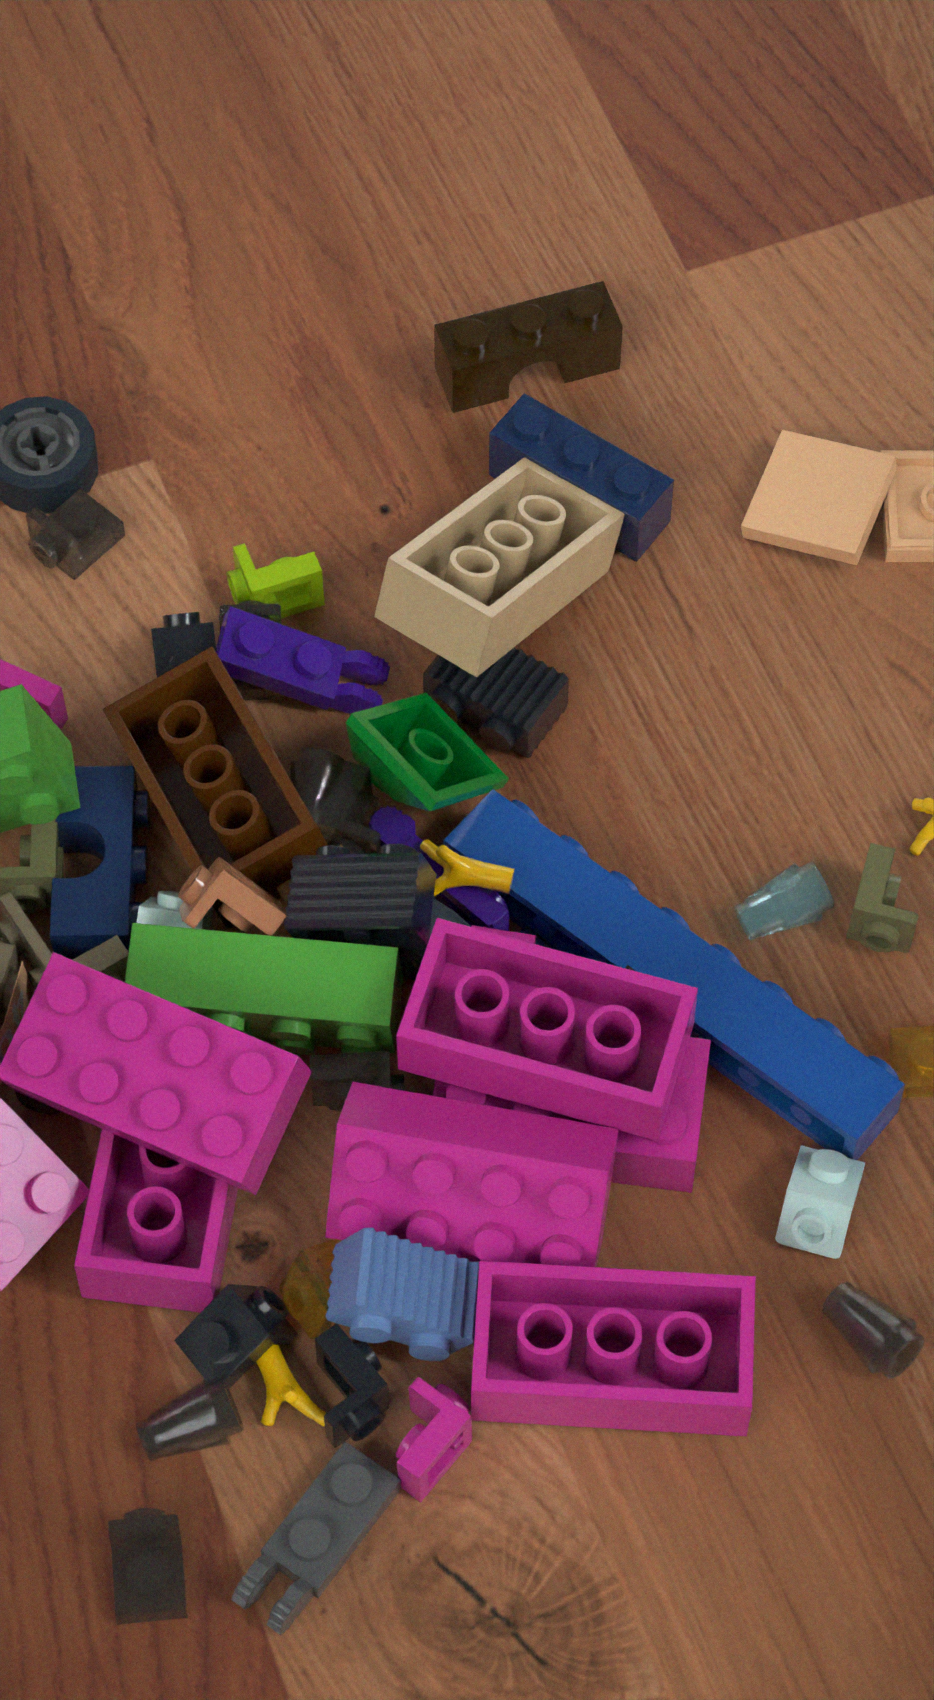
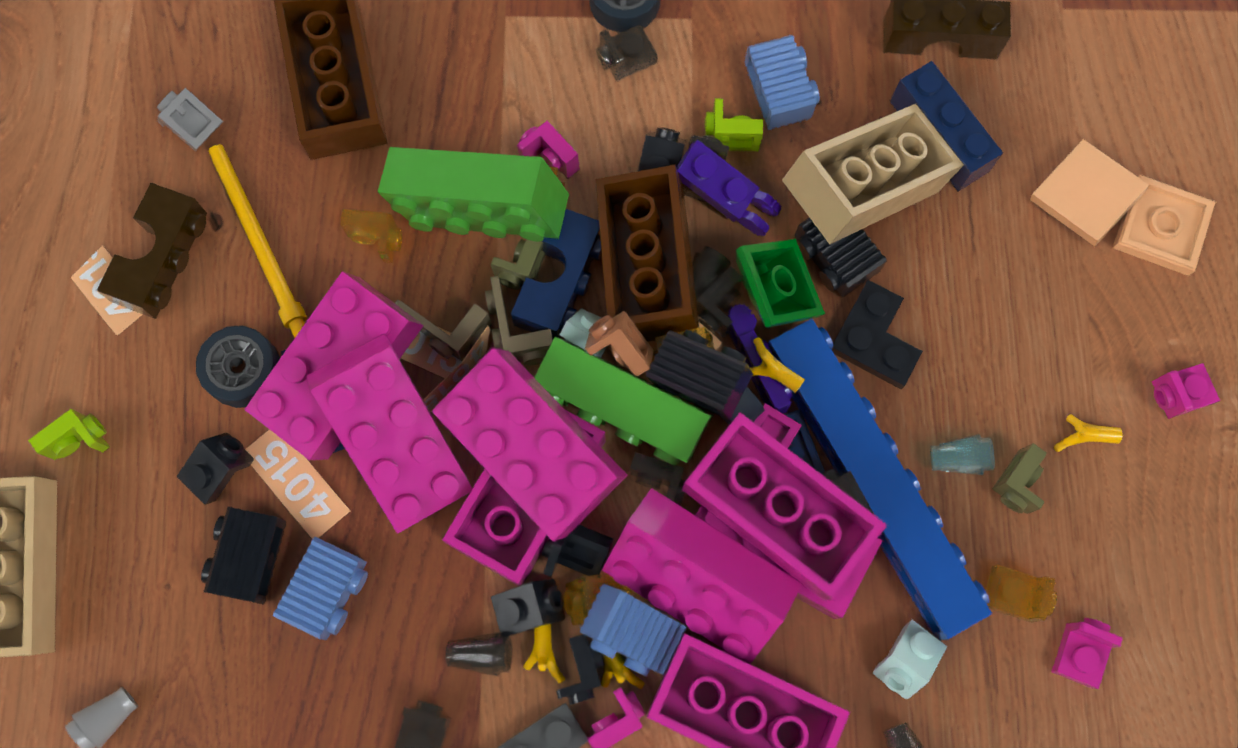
camera: 20 degrees right, 15 degrees up
(276, 1224) = (581, 551): none -> black bracket
(320, 497) = (781, 81): none -> medium blue brick
(400, 1365) = (621, 672): none -> yellow bar
(588, 804) = (866, 341): none -> black plate

